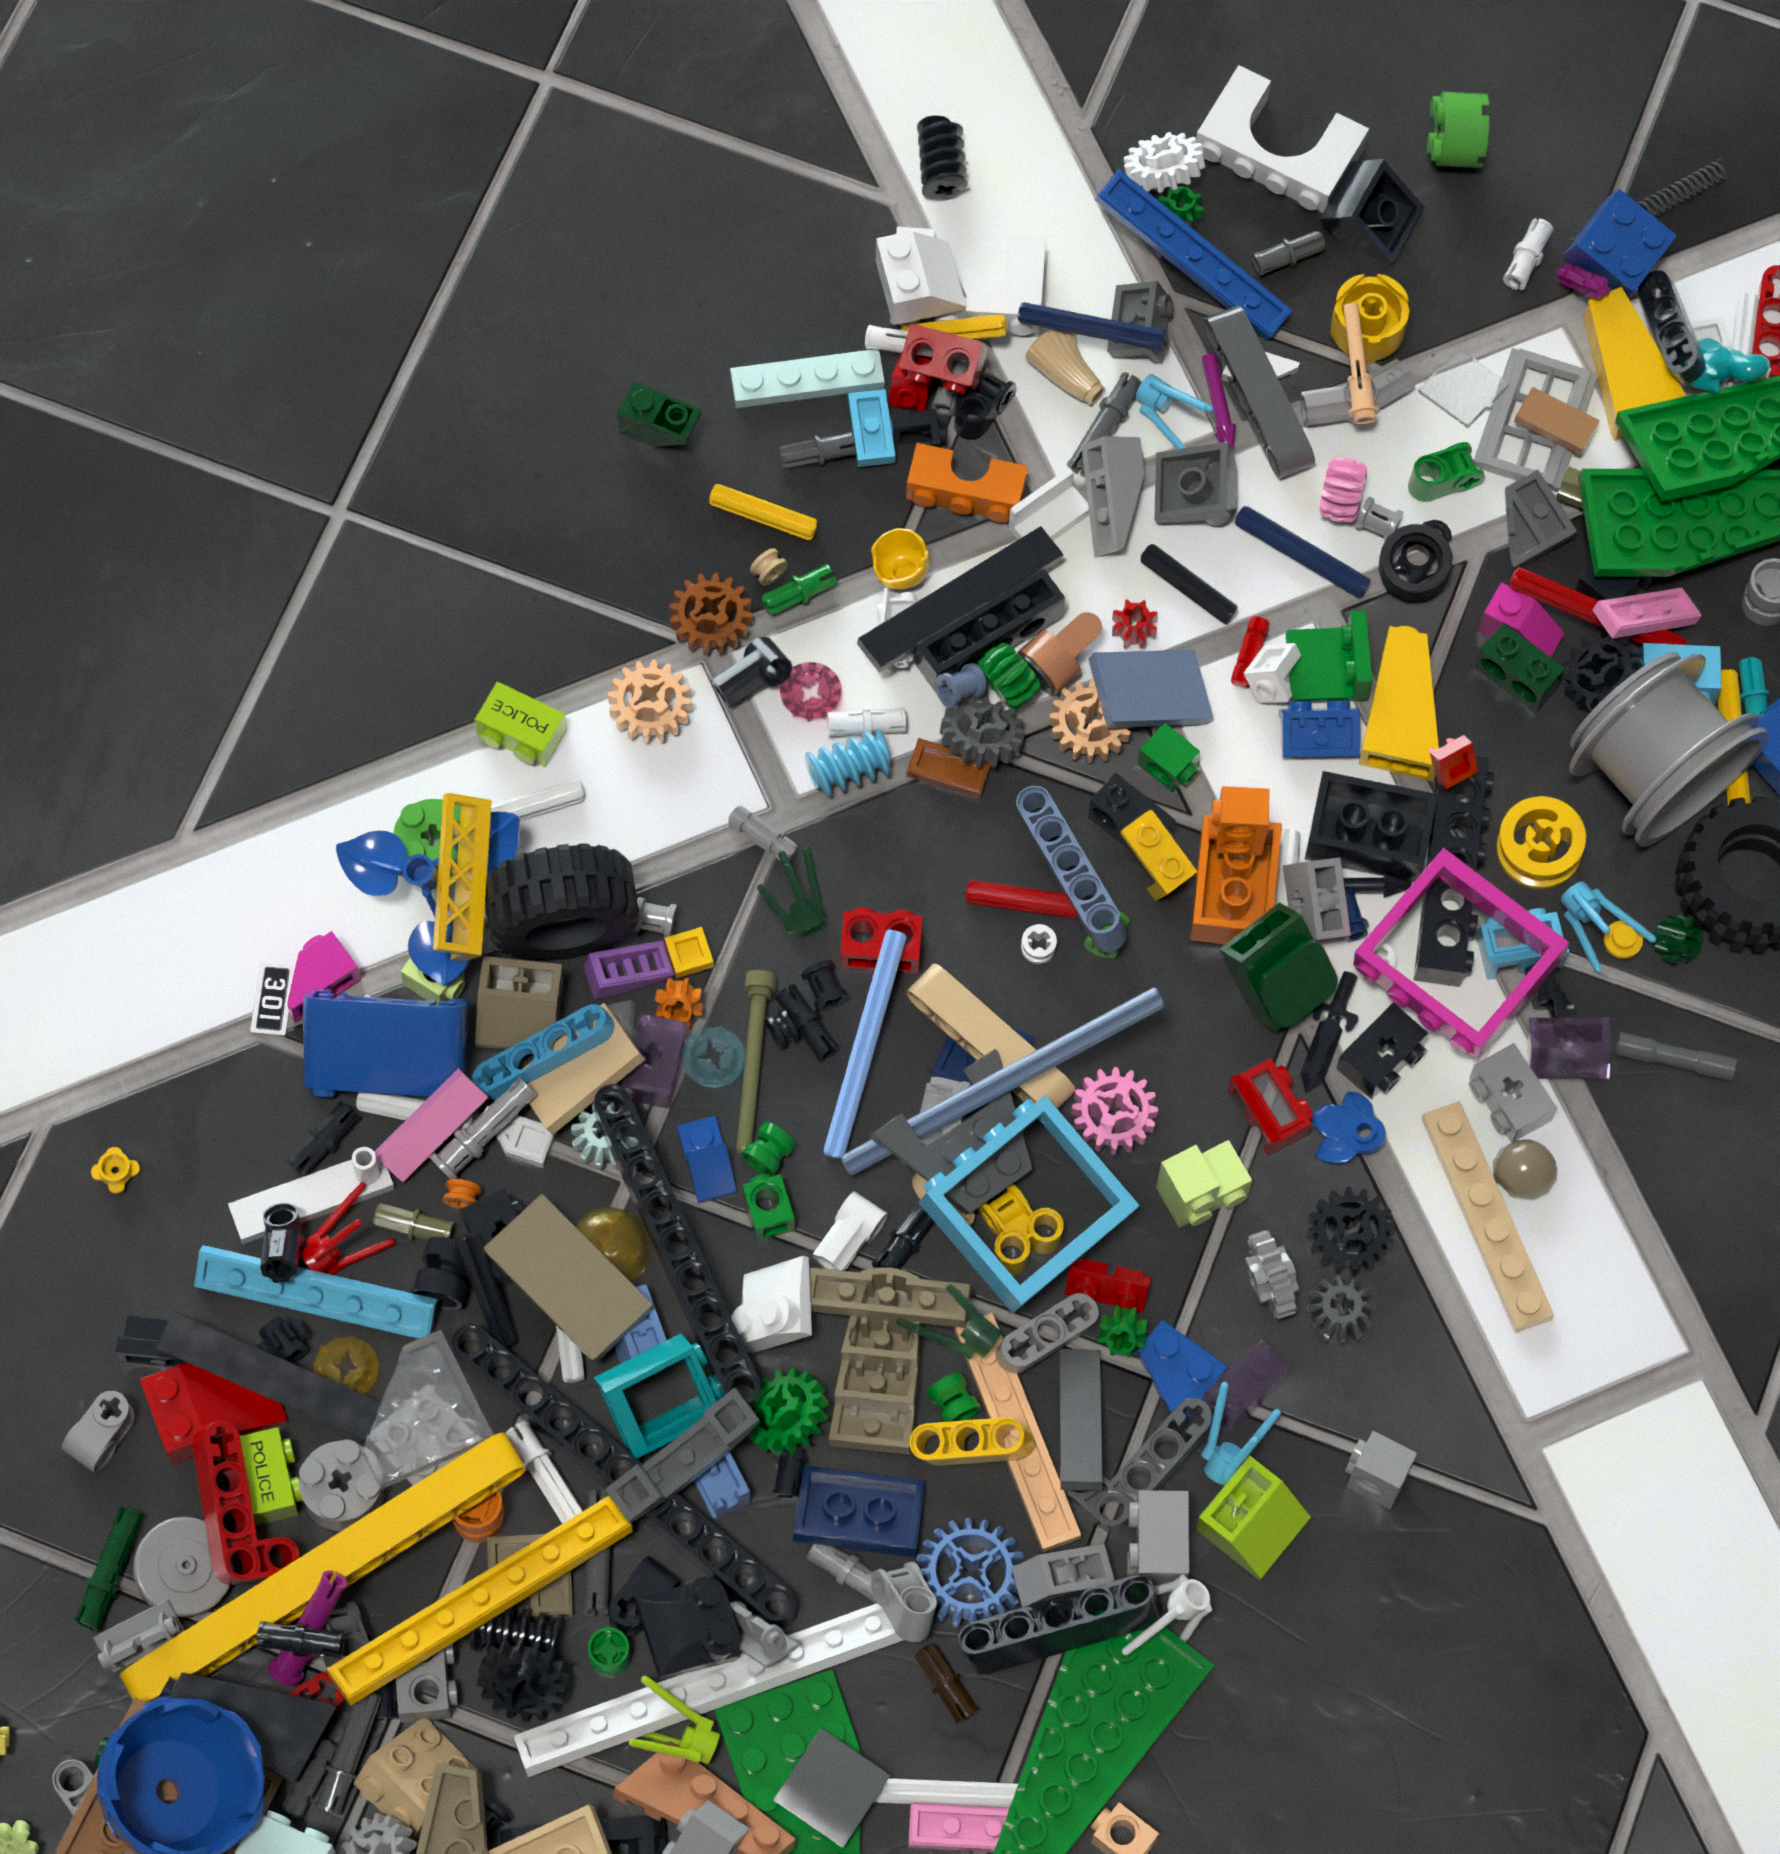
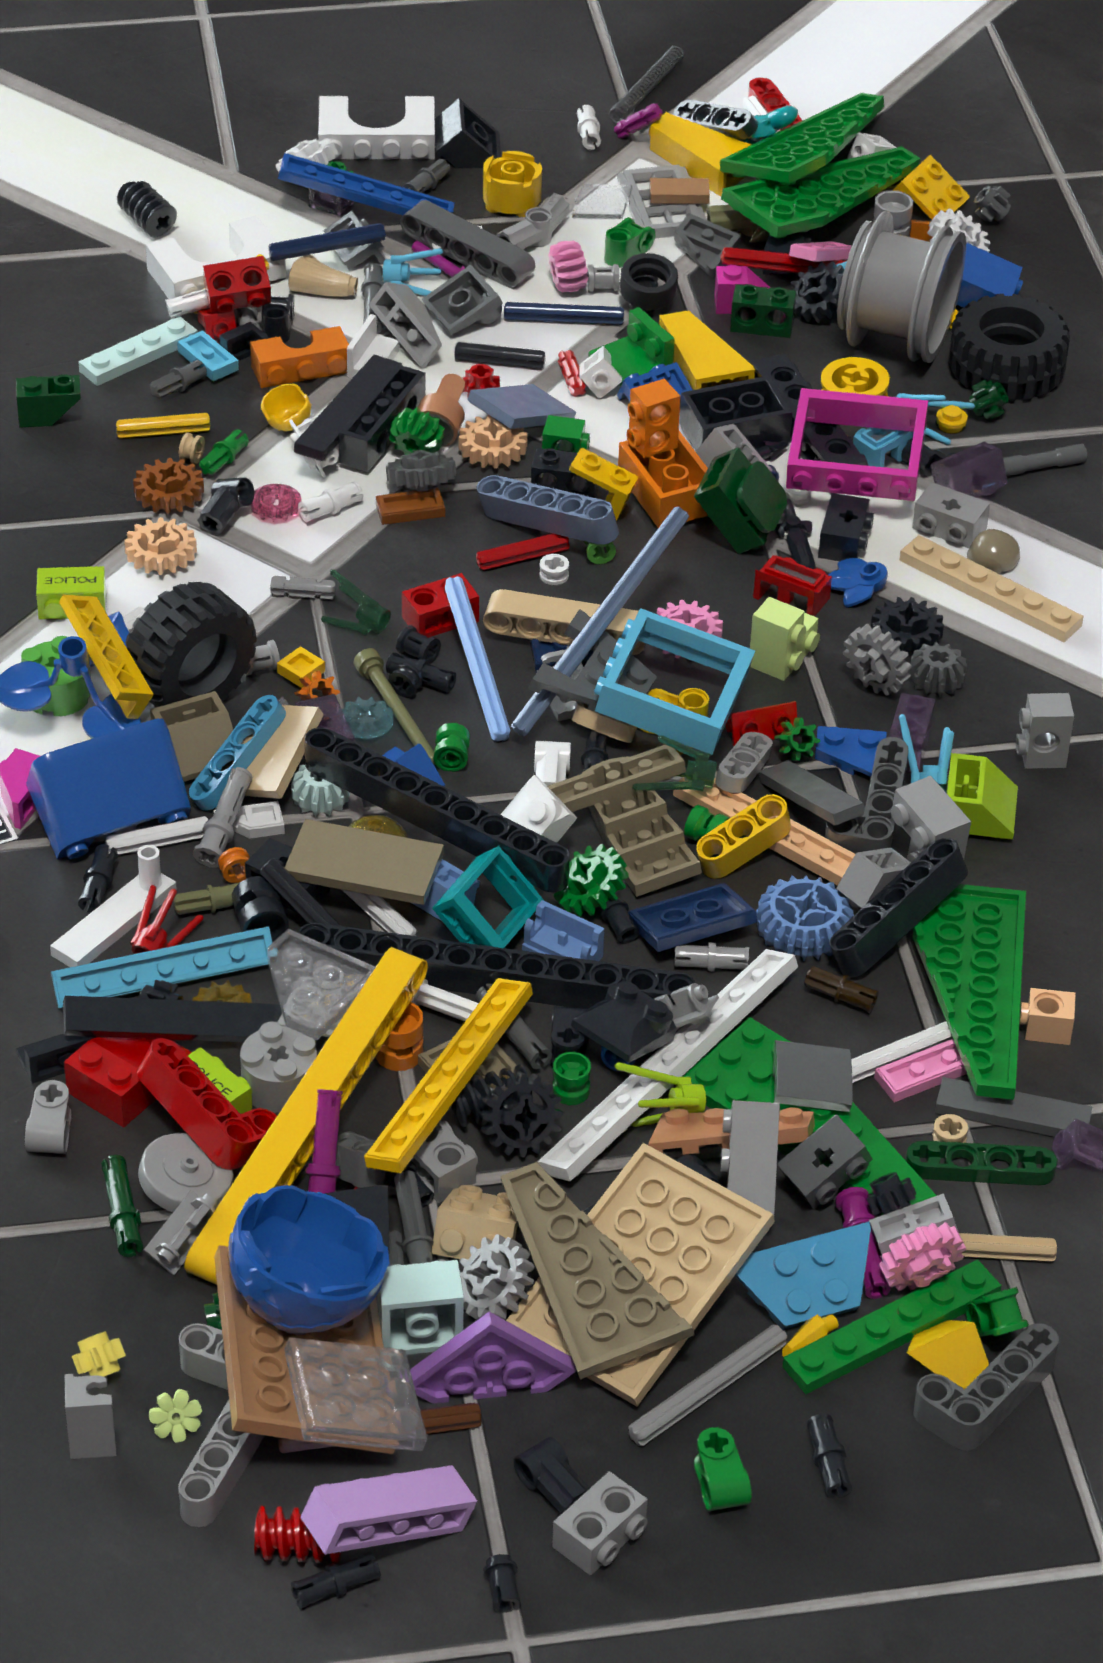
camera: 30 degrees left, 25 degrees down
(281, 1242) = (116, 937): black piece -> none
(300, 1639) = (327, 1151): black pin -> none
(430, 1125) = (183, 825): bright pink tile -> none
(630, 981) = (243, 696): medium lavender slope -> none
(685, 1457) = (544, 917): dark grey slope -> none
(773, 1222) = (479, 777): green brick -> none
(848, 762) = (336, 522): medium azure piece -> none
(905, 1600) = (774, 938): light grey piece -> none
(918, 277) = (177, 256): white slope -> none
(959, 685) = (395, 444): sand blue bush -> none
(1186, 1602) = (981, 843): white plant -> none
(1362, 399) = (548, 217): light nougat pin -> none
(1454, 761) = (765, 355): red tile -> none
(1459, 129) = (494, 78): bright green brick -> none
(1620, 243) = (646, 84): blue brick -> none

